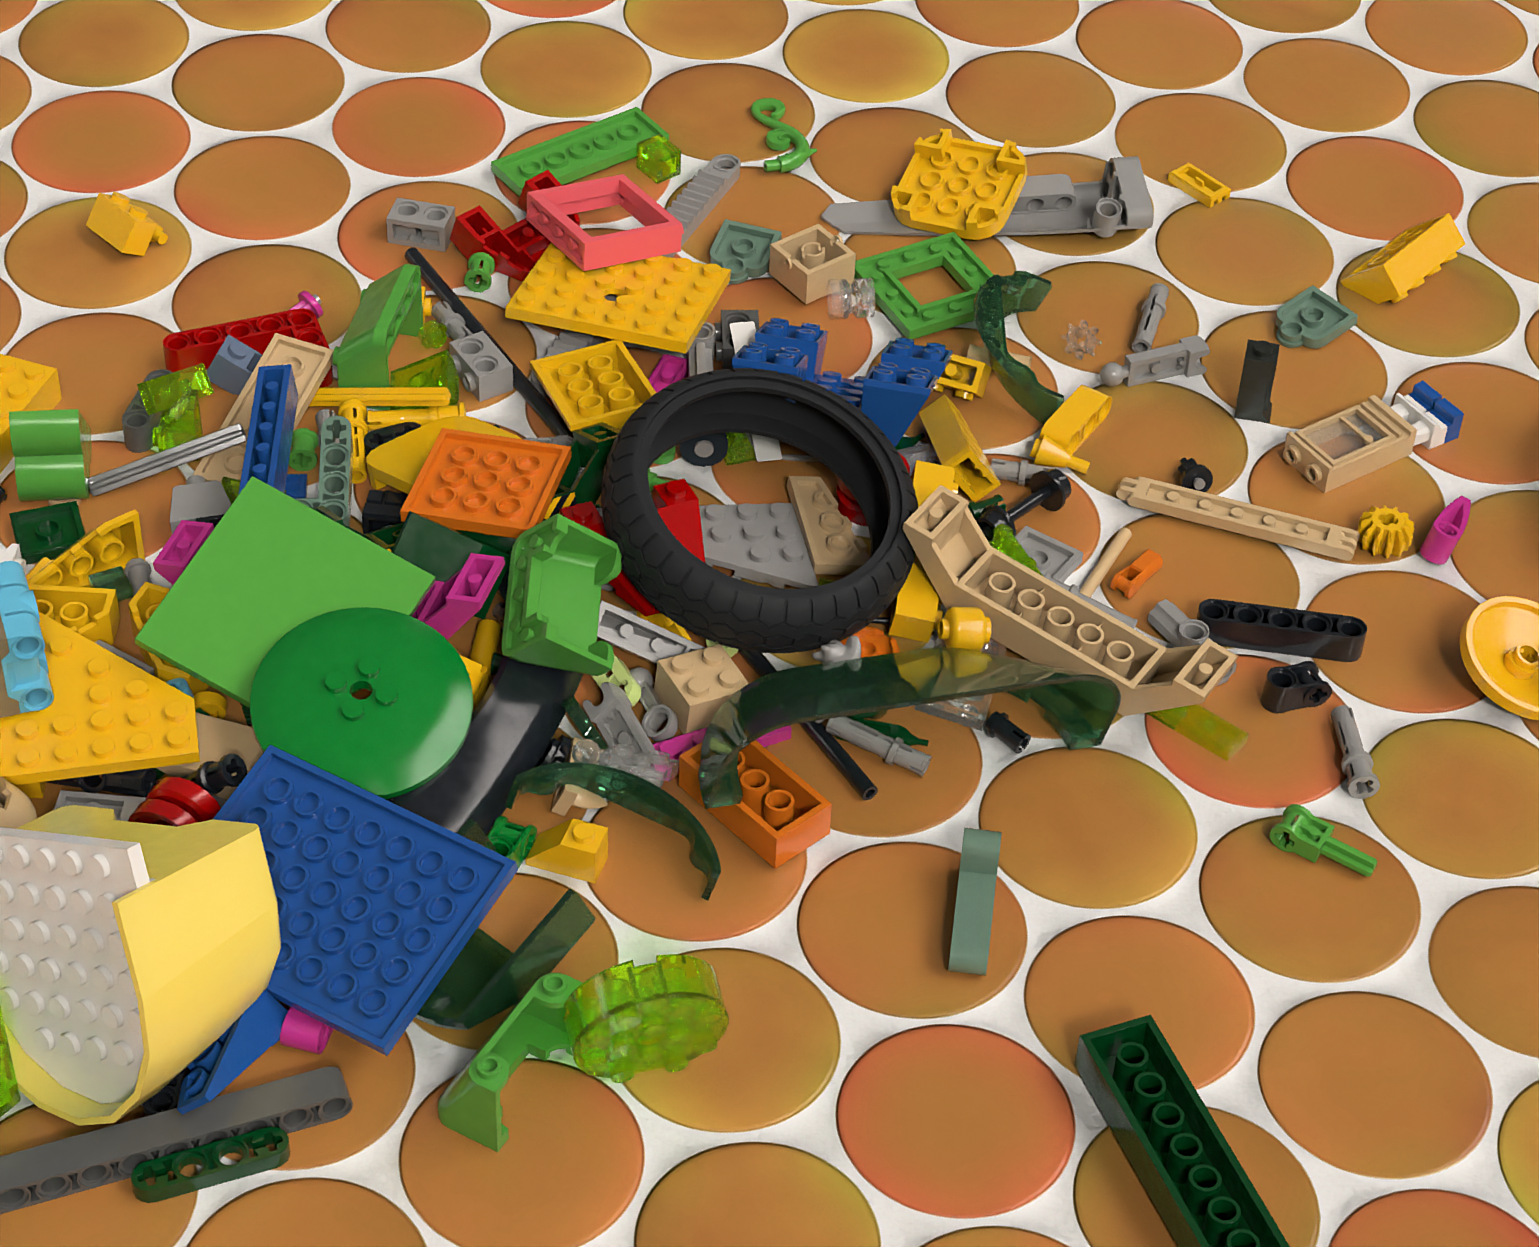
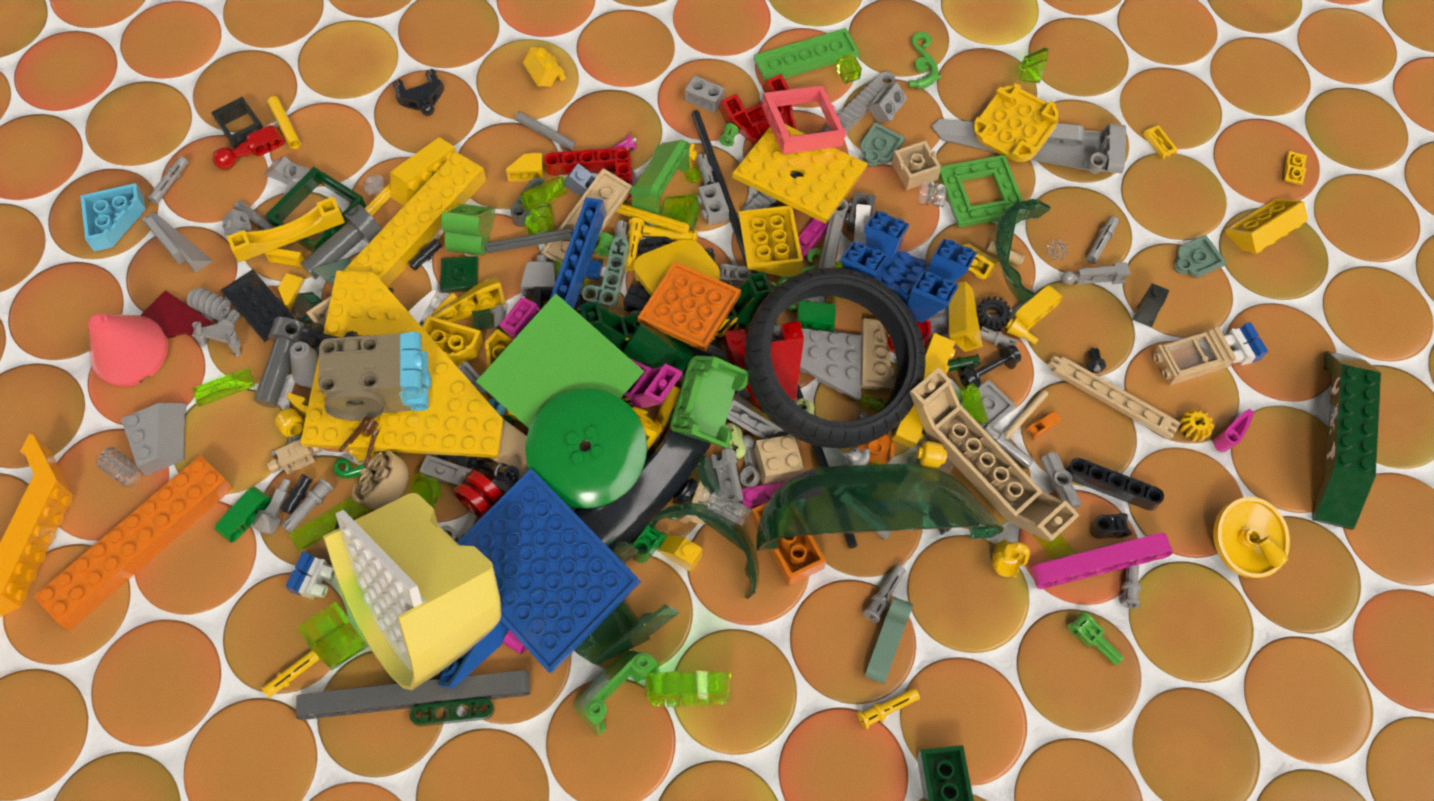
camera: 15 degrees right, 20 degrees up
(130, 365) = (526, 168): none -> yellow slope
(145, 313) = (544, 130): none -> light grey axle
(712, 482) = (816, 315): none -> green brick
(738, 190) = (887, 102): none -> light grey brick
(942, 856) = (880, 600): none -> light grey pin
(964, 111) = (1033, 66): none -> clear neon green slope
(992, 1011) = (879, 711): none -> yellow pin
(994, 431) = (998, 306): none -> black tyre
(1140, 762) = (1009, 556): none -> yellow hair
(1293, 731) = (1101, 561): none -> dark pink beam
(1422, 186) = (1294, 168): none -> yellow slope

